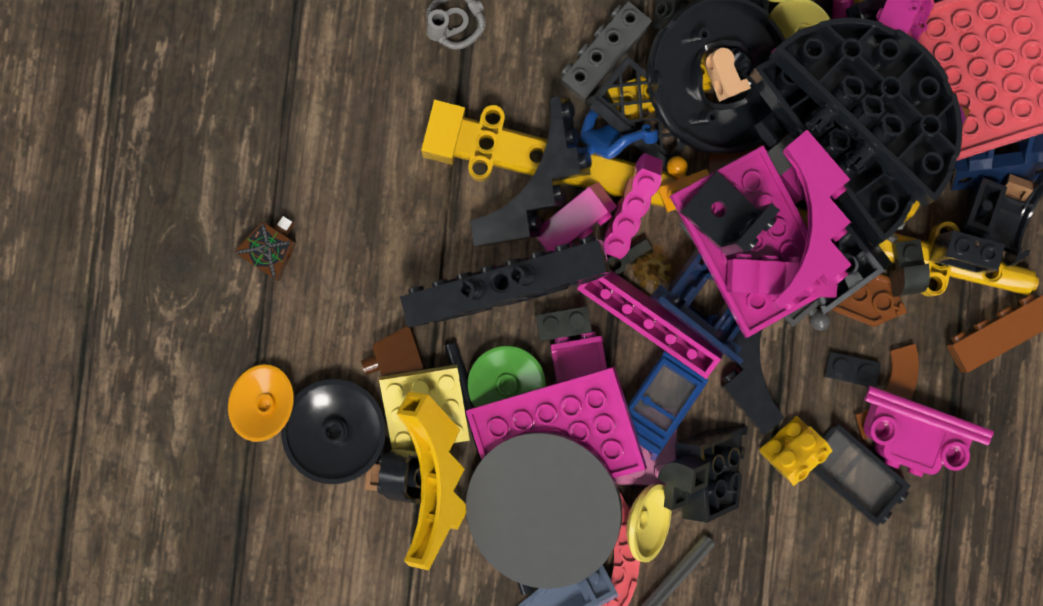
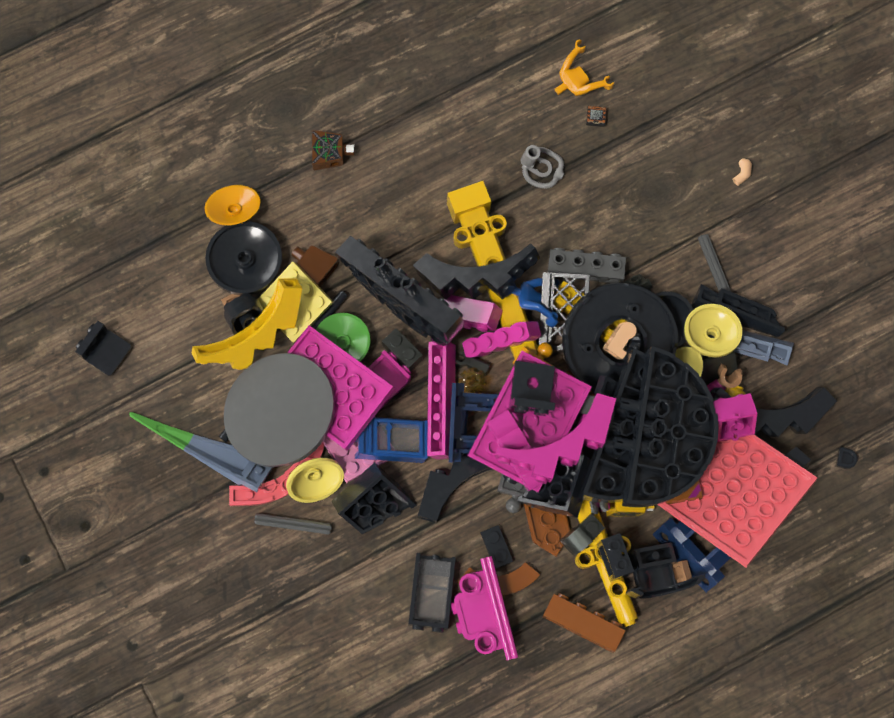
camera: 55 degrees right, 10 degrees down
(681, 478) = (354, 478): pearl dark grey brick -> none
(796, 450) = (420, 542): yellow plate -> none

